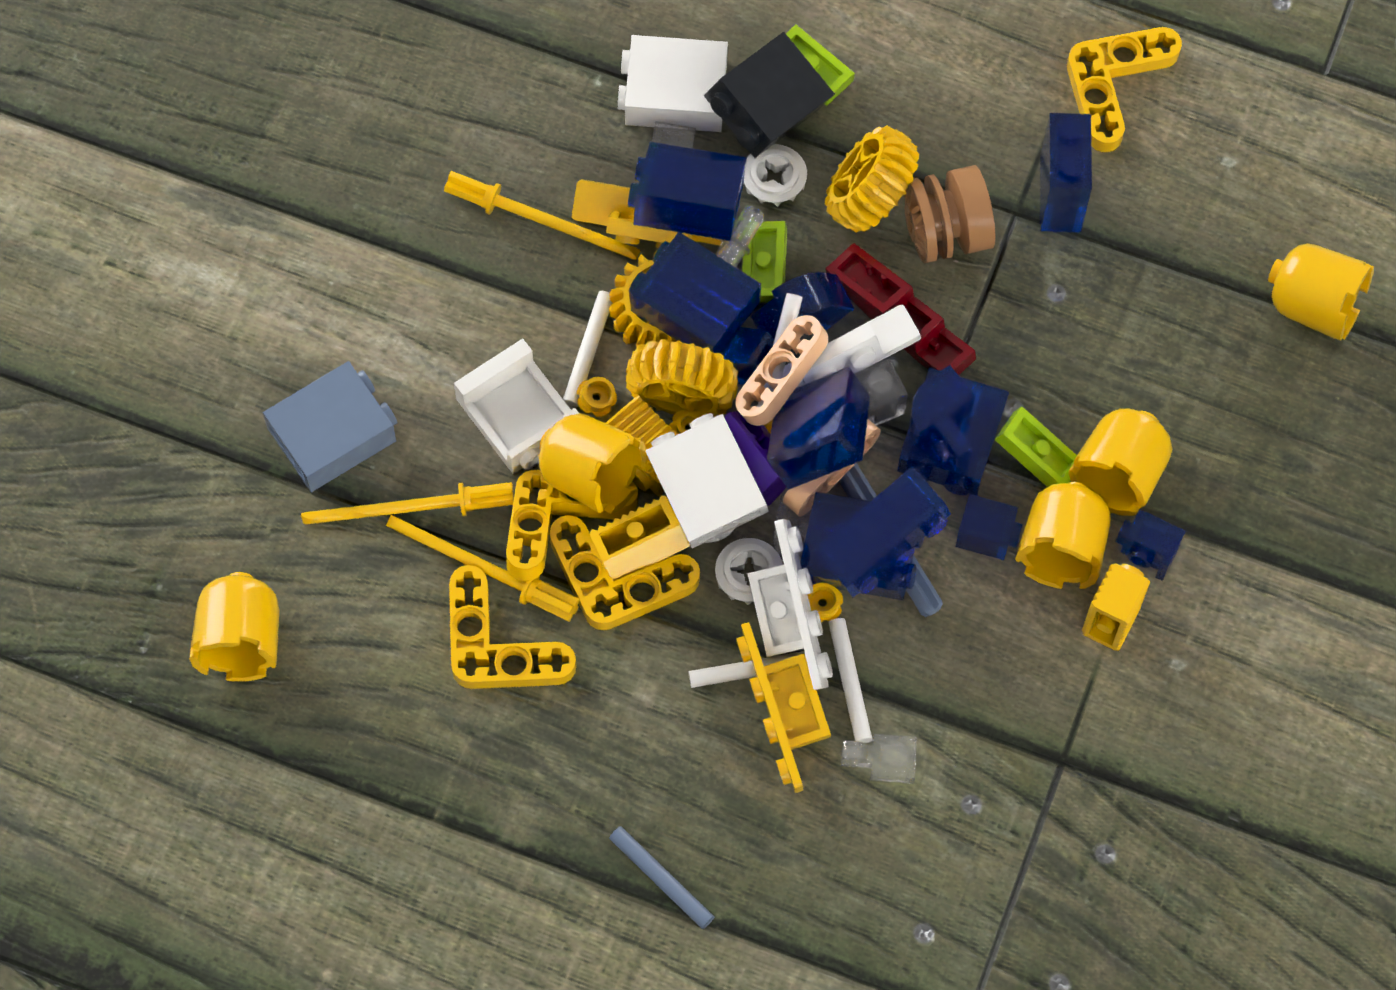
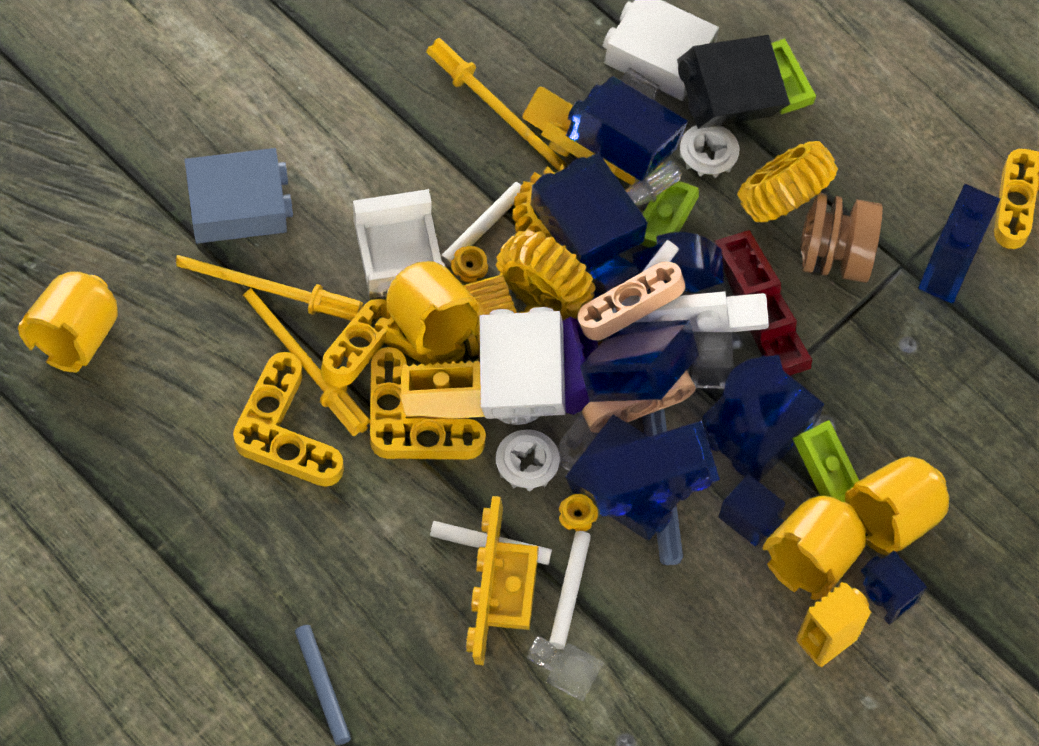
camera: 20 degrees right, 5 degrees down
(785, 608) = (540, 502): white bracket -> none

